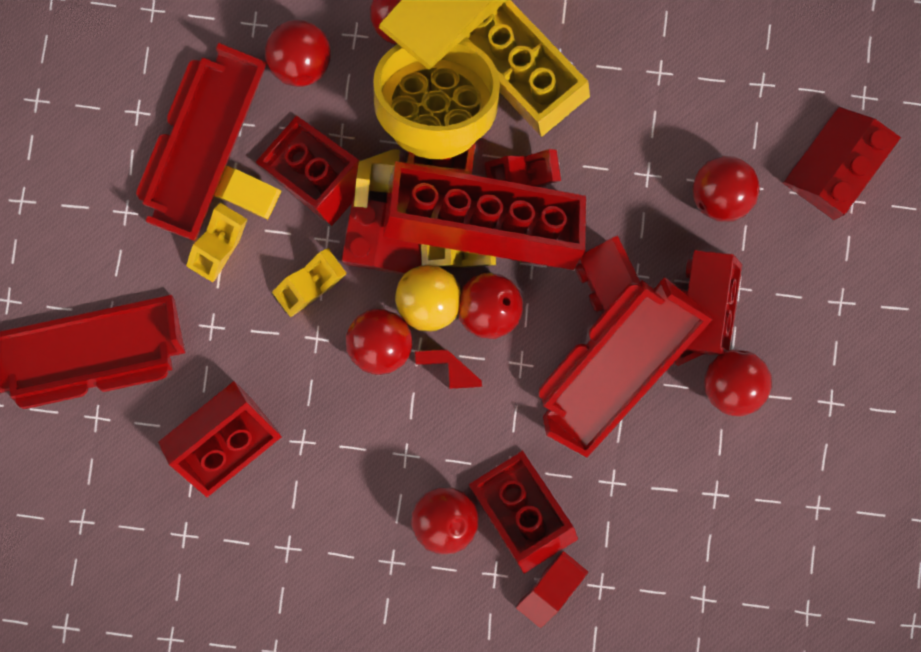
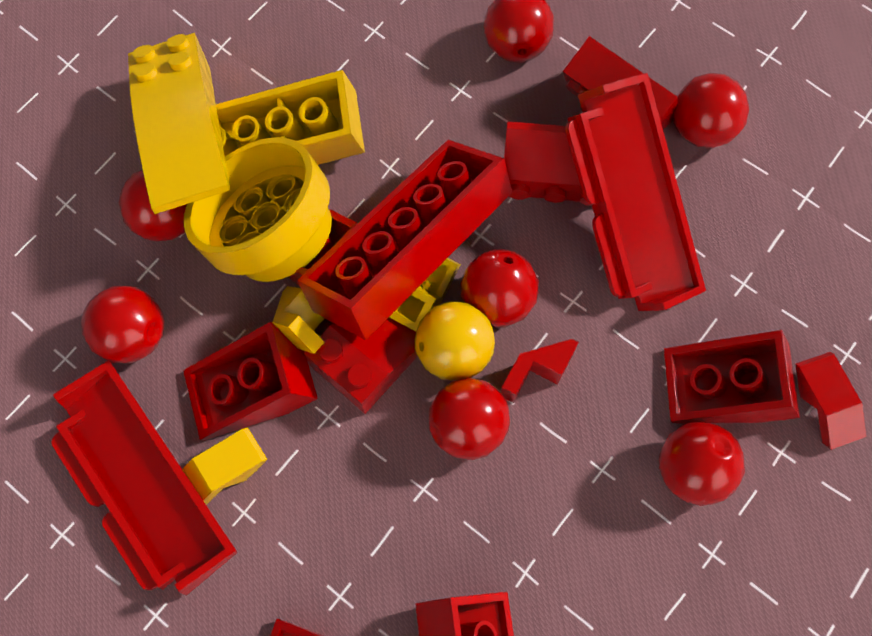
camera: 55 degrees left, 15 degrees down
(217, 243) = (255, 531): yellow slope -> none
(309, 282) = (360, 458): yellow slope -> none
(532, 170) = (391, 170): red slope -> none

